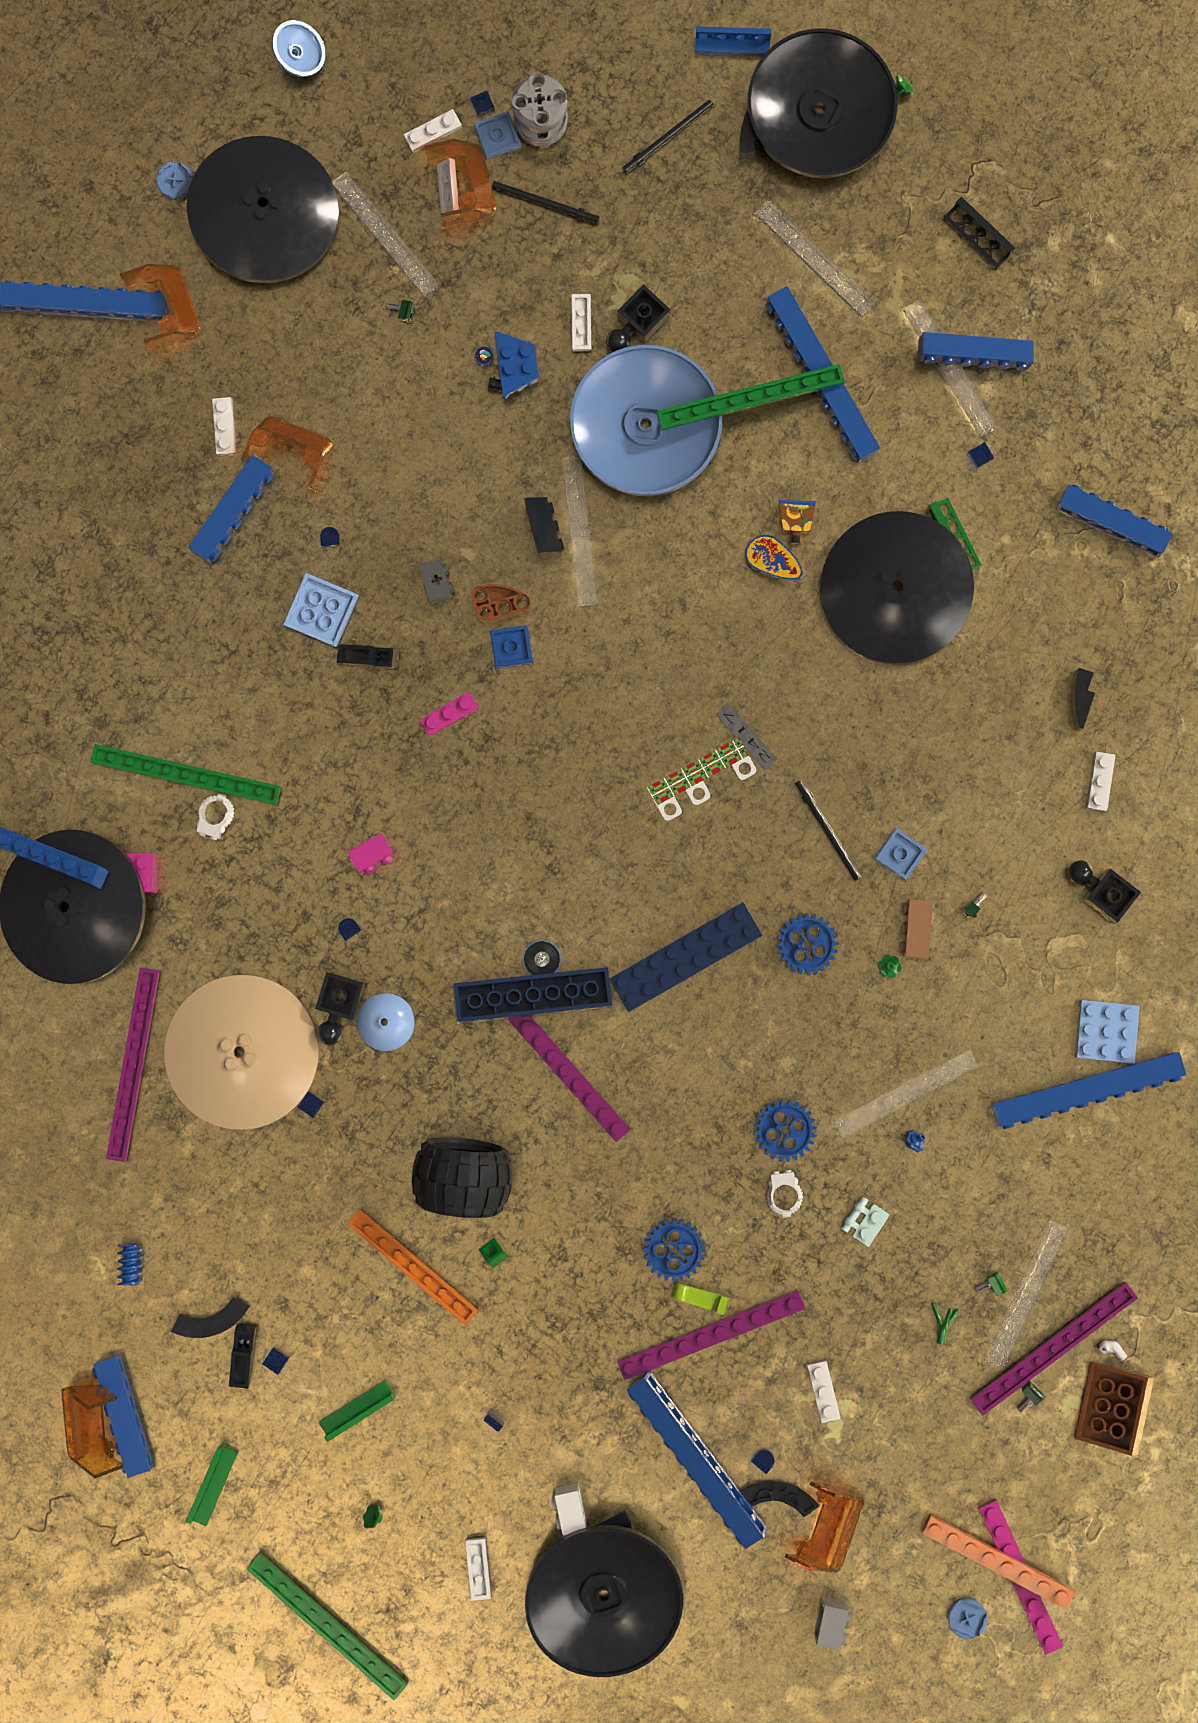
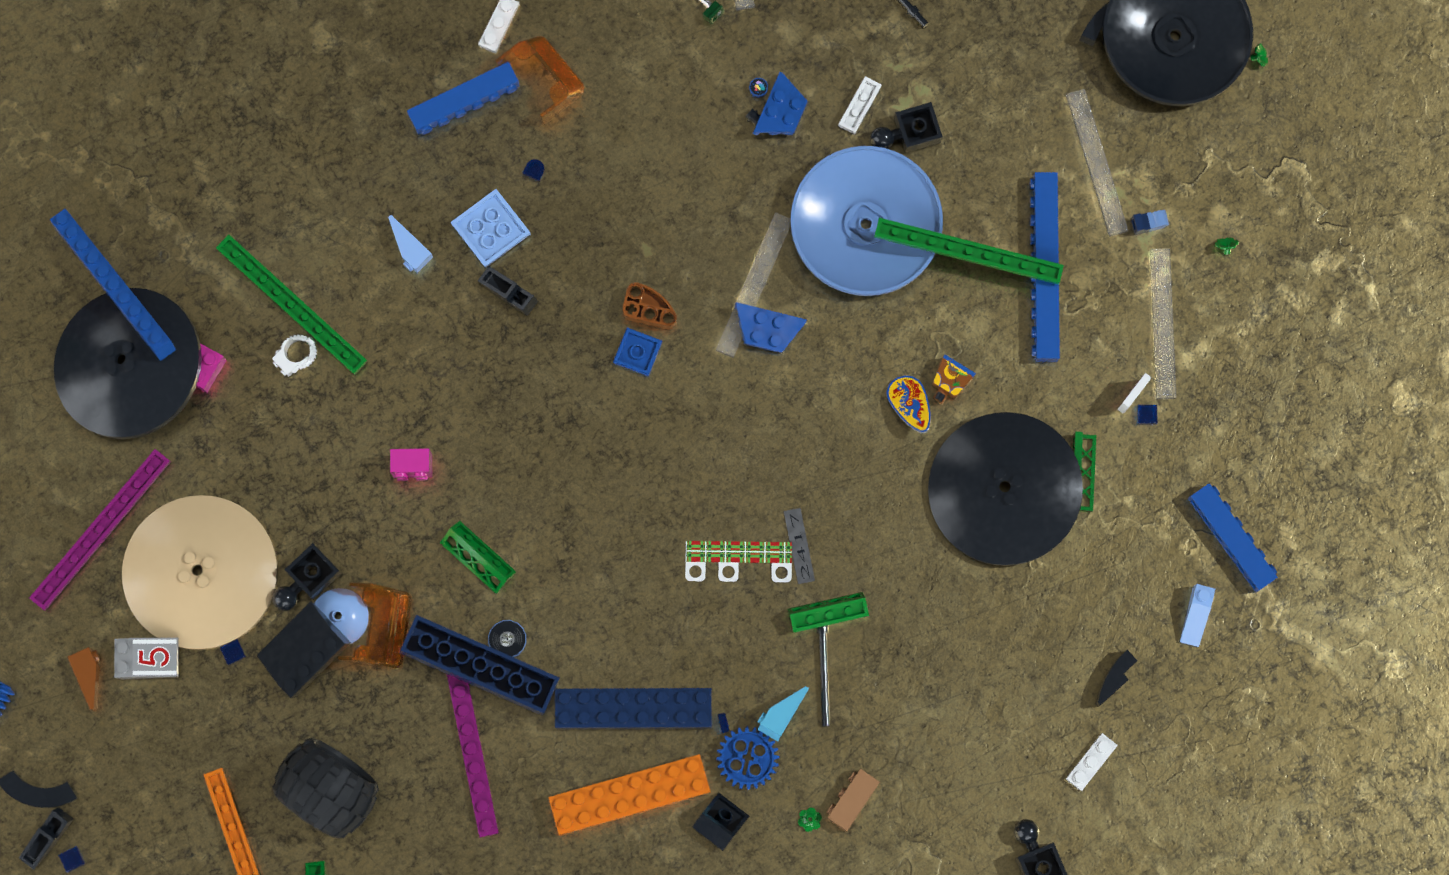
camera: 25 degrees right, 5 degrees down
(194, 1193) = (87, 672): none -> dark orange slope
(239, 1152) = (146, 658): none -> light grey slope
(264, 668) = (411, 250): none -> light blue slope
(348, 928) = (354, 517): clear blue tile -> none
(371, 1069) = (302, 650): none -> black slope
(429, 573) = (602, 248): dark grey brick -> none
(431, 1008) = (386, 626): none -> clear orange windscreen
(449, 714) = (549, 380): dark pink plate -> none
(475, 898) = (479, 553): none -> green fence
(543, 527) = (724, 264): black slope -> none
(612, 563) = (767, 328): none -> blue wing
(724, 1033) = (629, 795): none -> orange brick
(769, 926) = (723, 723): none -> clear blue tile
(805, 779) = (828, 612): none -> green fence
(815, 894) = (779, 716): none -> medium azure slope
(815, 1011) = (720, 821): none -> black slope
(889, 285) = (1149, 221): none -> leg
(900, 854) = (876, 725): medium blue tile -> none
(961, 442) = (1134, 393): none -> white tile
(966, 268) = (1226, 244): none -> green plant
(972, 908) = (912, 809): dark green piece -> none
(975, 351) = (1192, 320): blue brick -> none
(982, 227) = (1261, 216): black fence -> none
(1120, 604) = (1197, 614): none -> light blue slope

